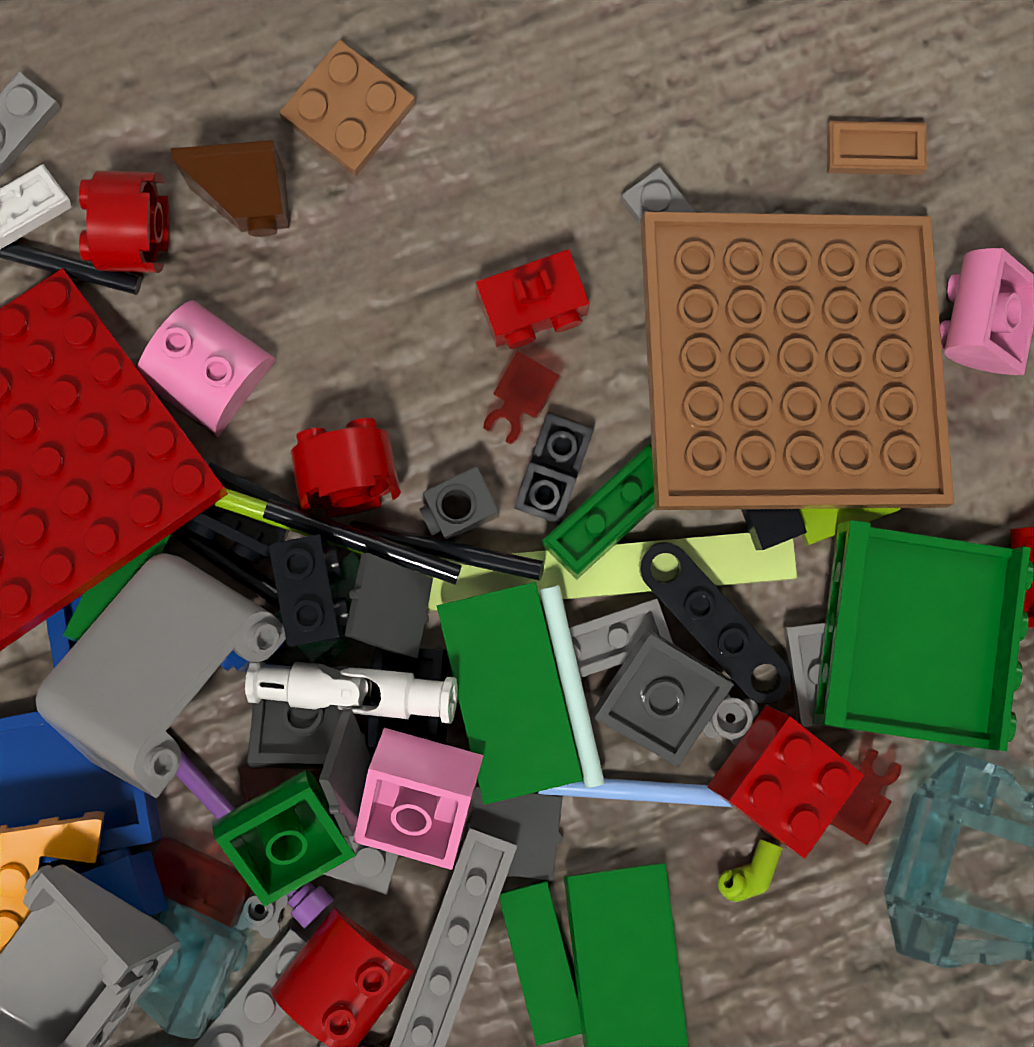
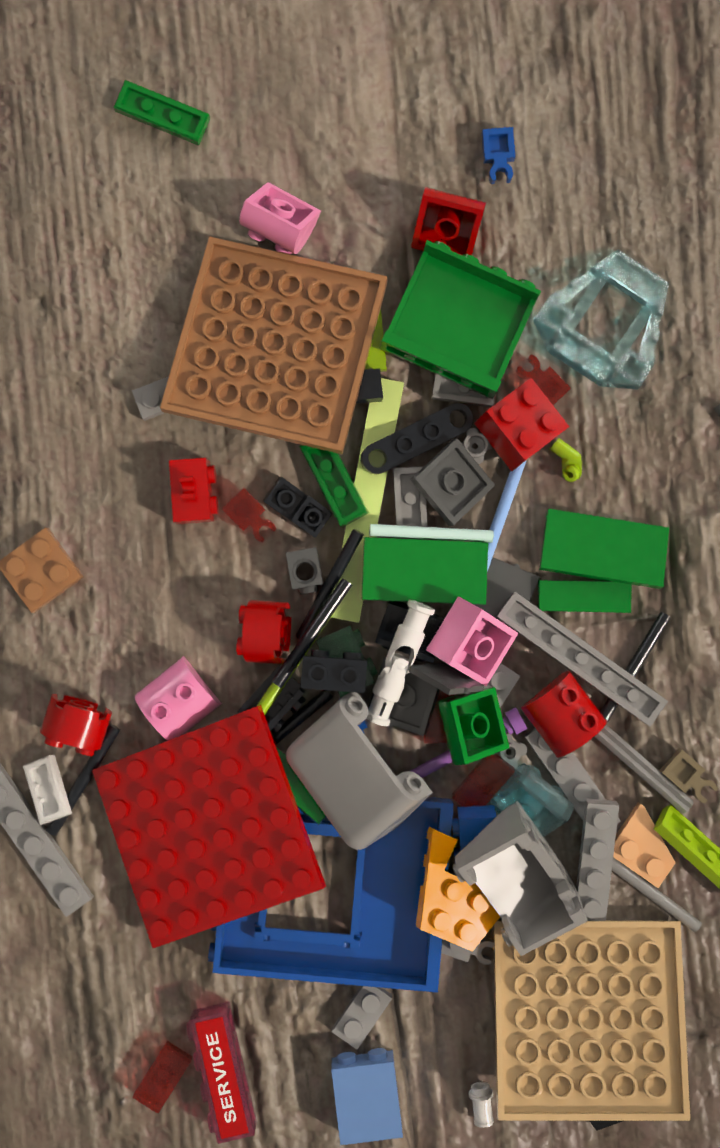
camera: 70 degrees left, 5 degrees up
(239, 182) = (71, 648): reddish brown slope -> none
(388, 606) = (355, 627): dark grey piece -> none
(876, 147) = (156, 255): medium nougat tile -> none

